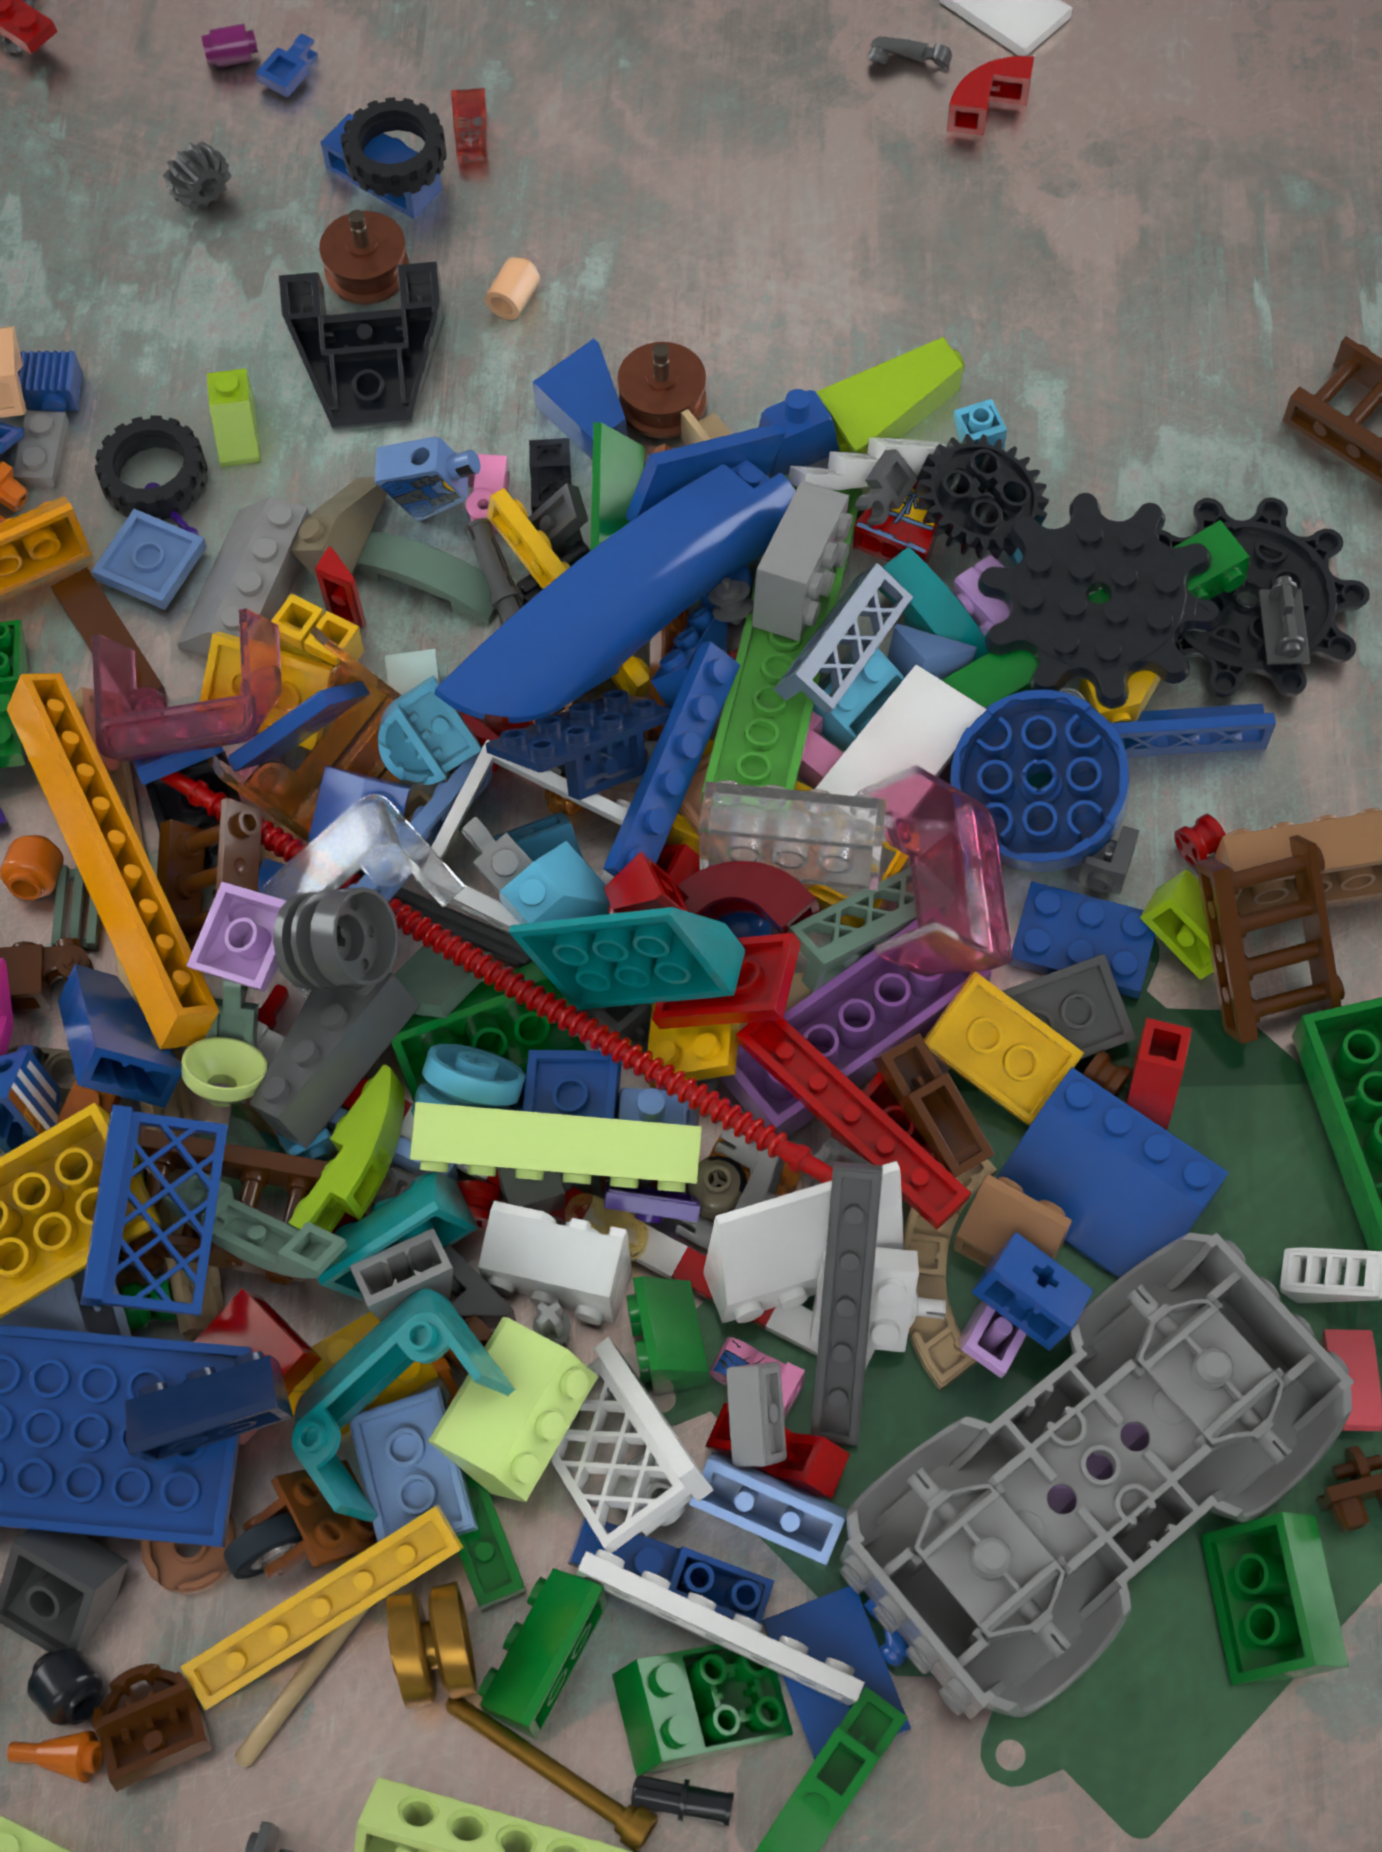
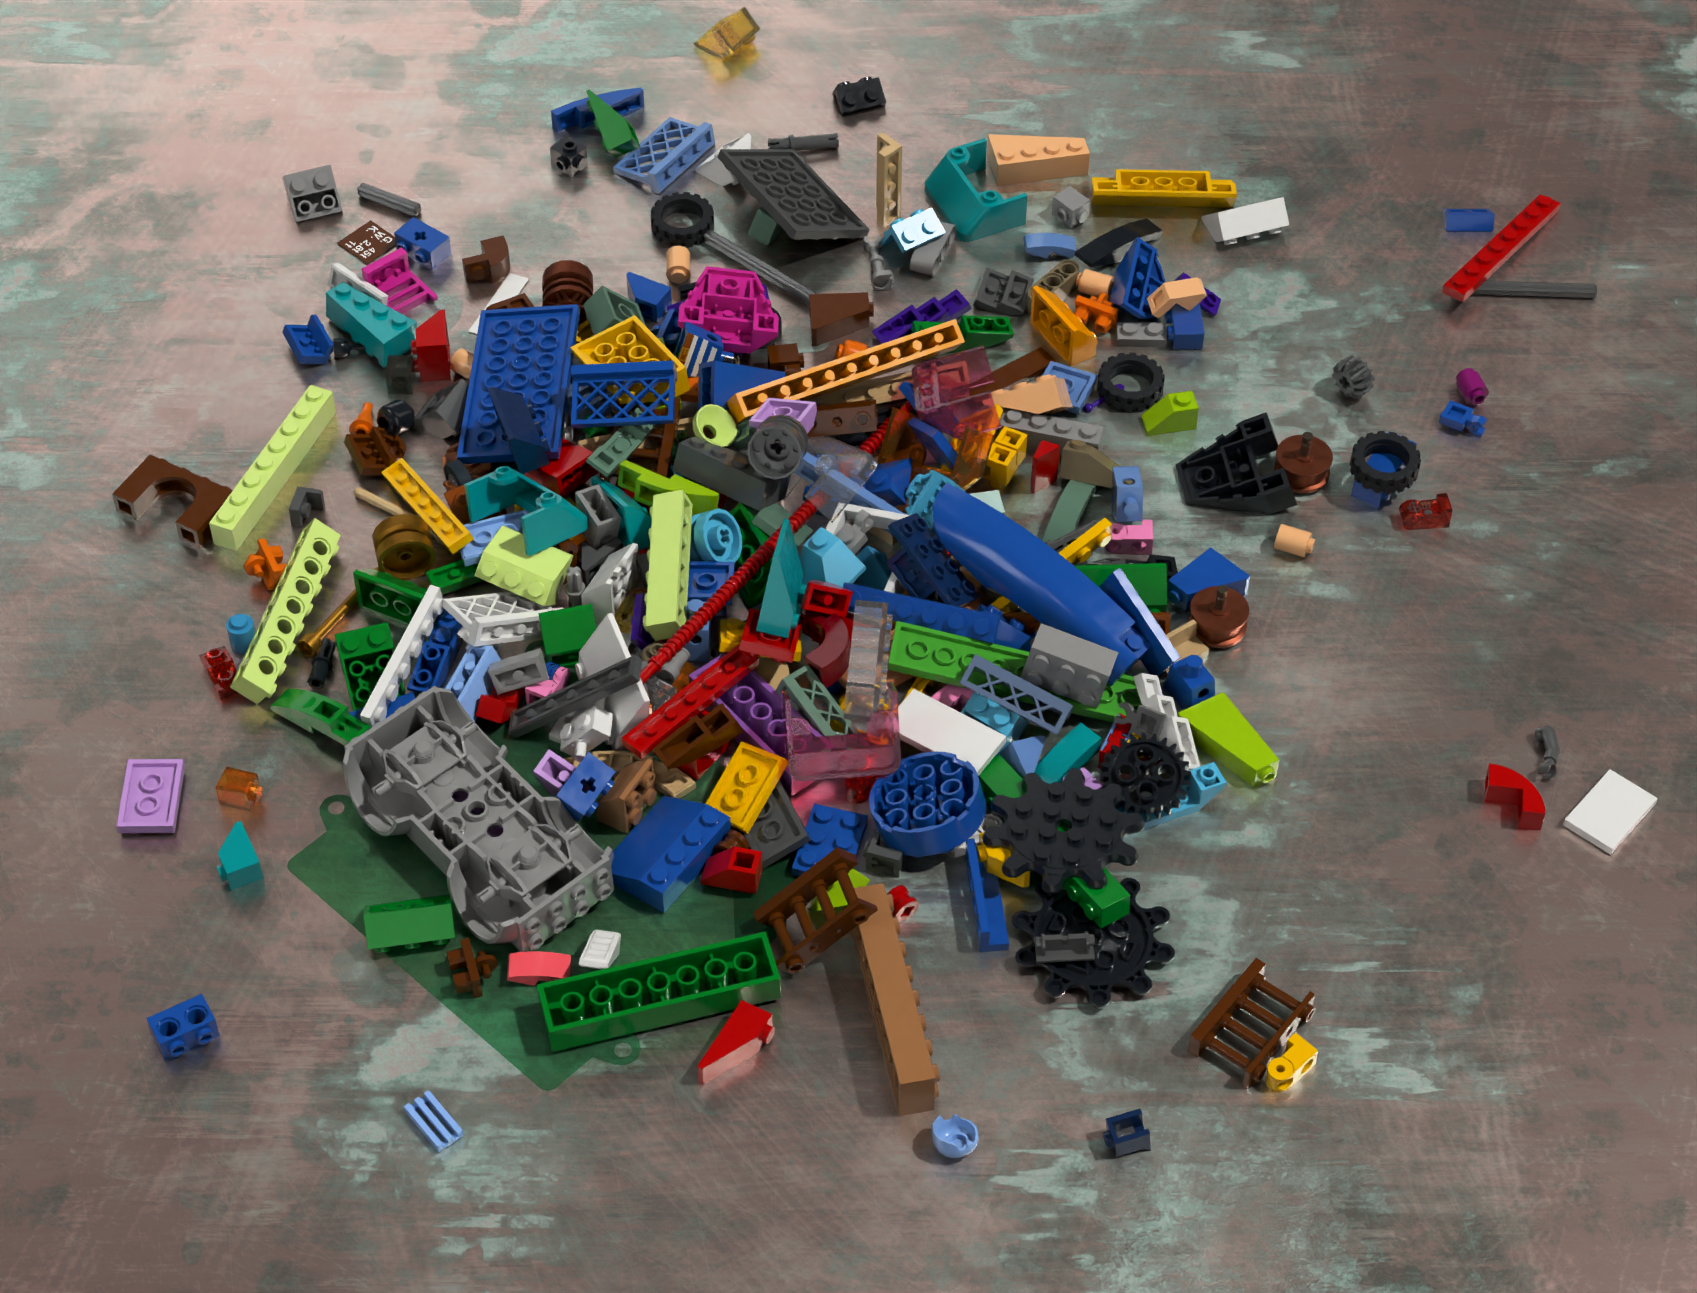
camera: 85 degrees right, 15 degrees down
(192, 591) = (1044, 397): none -> light nougat slope

